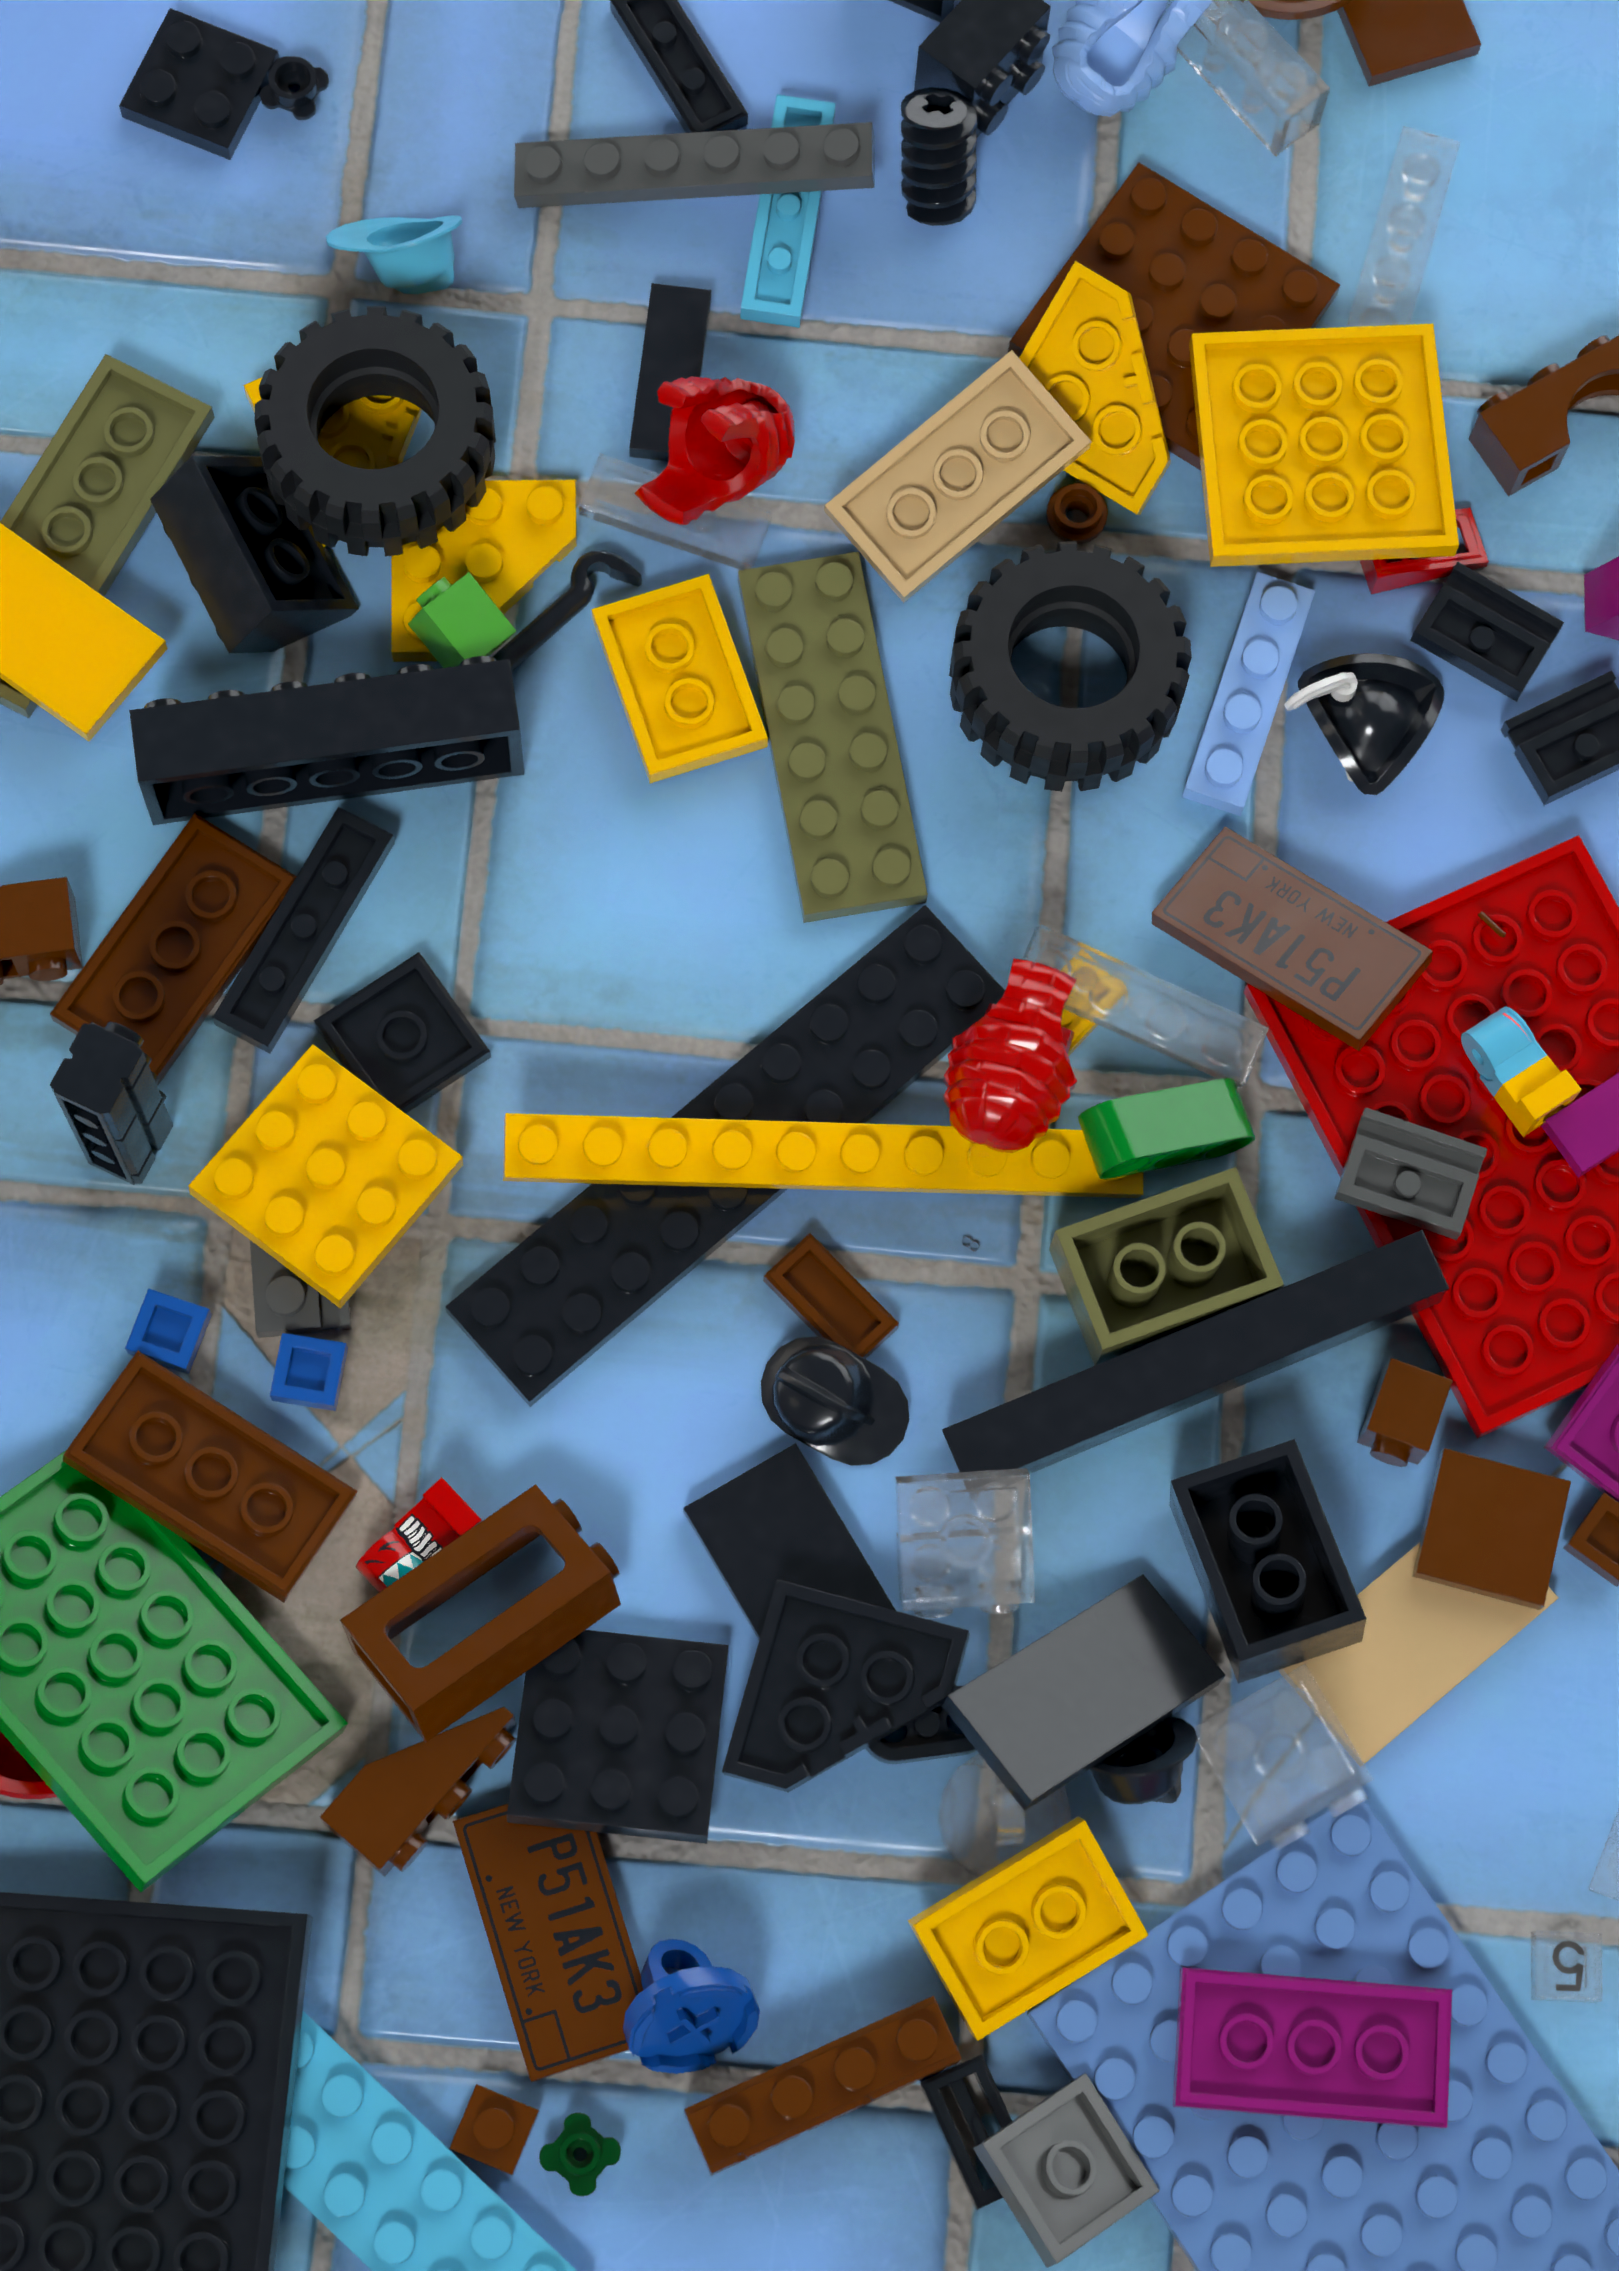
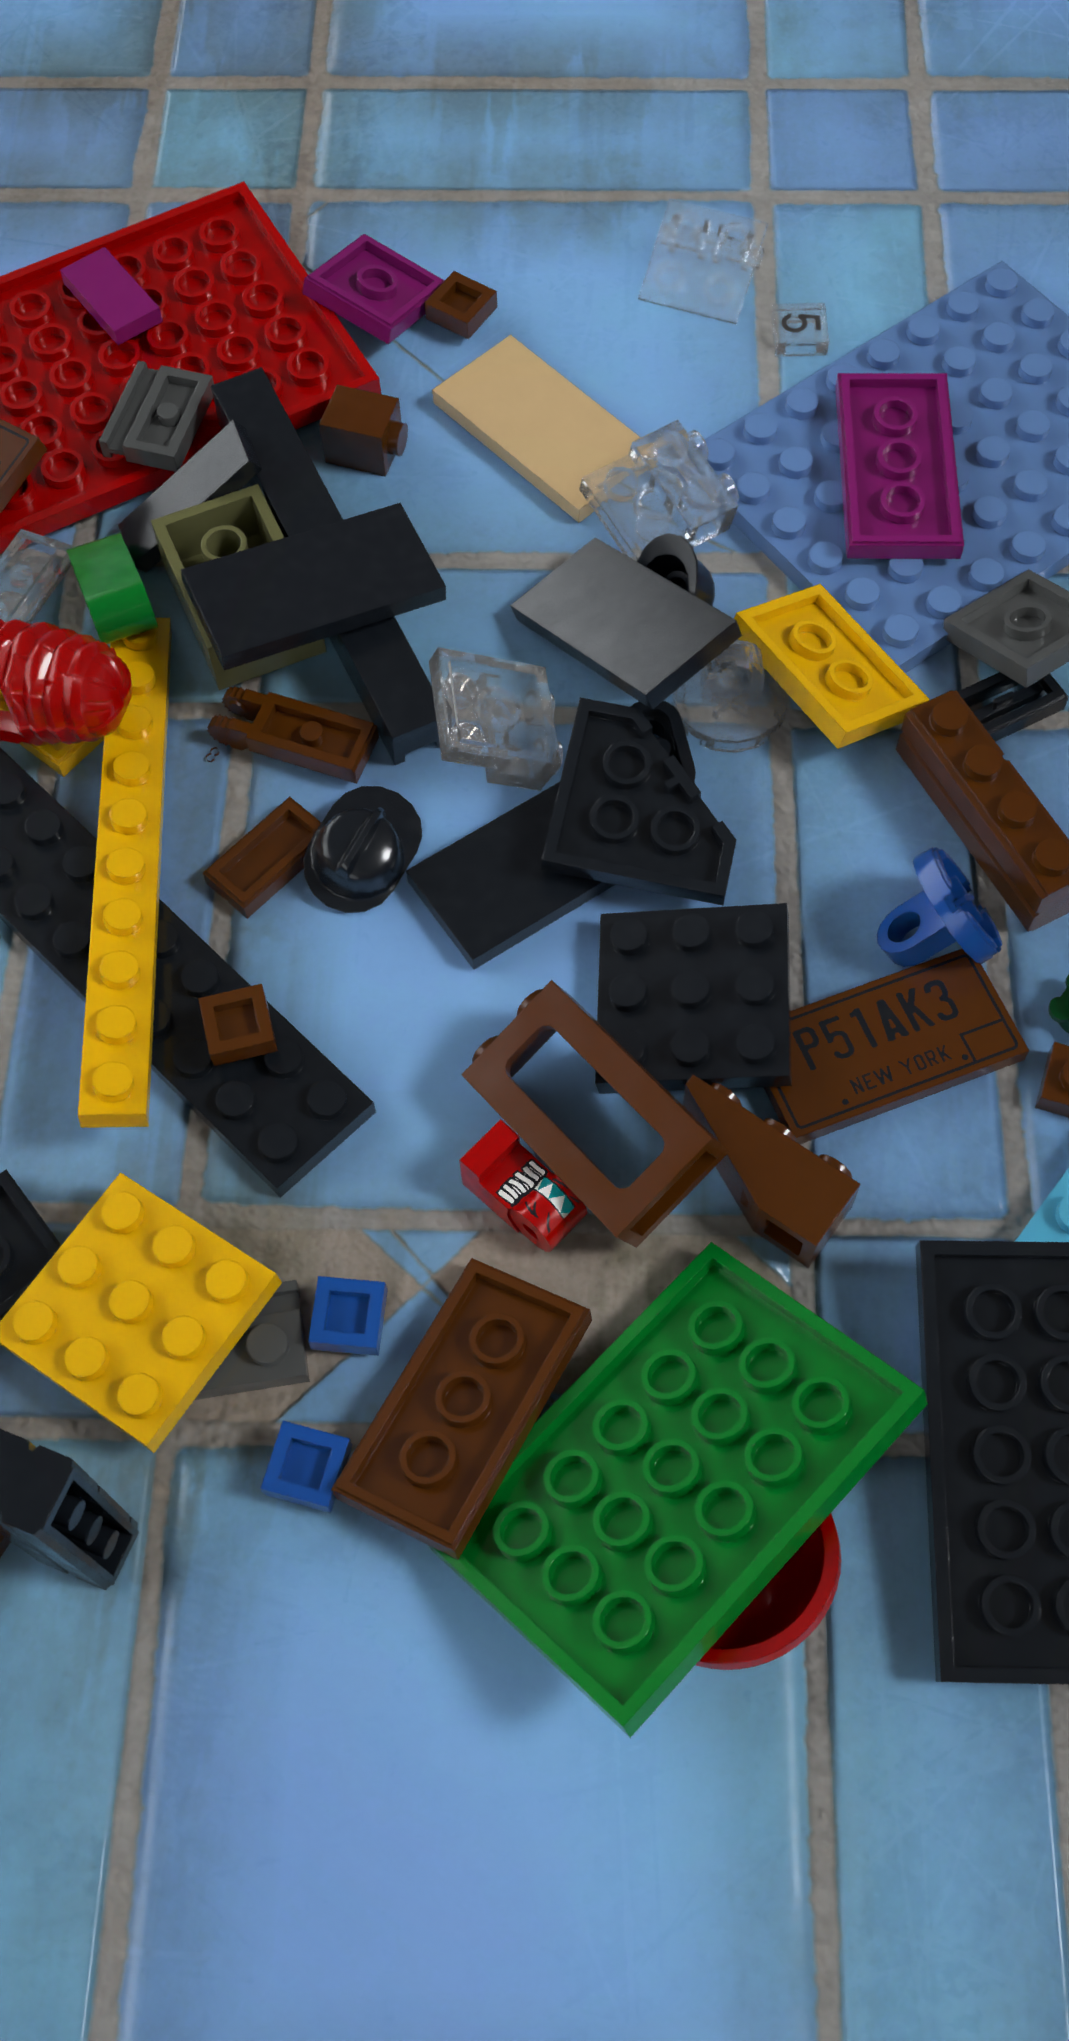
camera: 85 degrees left, 10 degrees down
(606, 1265) = (237, 1024): none -> reddish brown plate
(977, 1336) = (296, 733): none -> reddish brown hinge
(1125, 1344) = (312, 585): none -> black tile
(1266, 1561) = (499, 499): black brick -> none
(1289, 1212) = (212, 472): none -> tile
(1491, 1529) = (458, 369): reddish brown tile -> none
(1518, 1070) = (71, 347): leg -> none

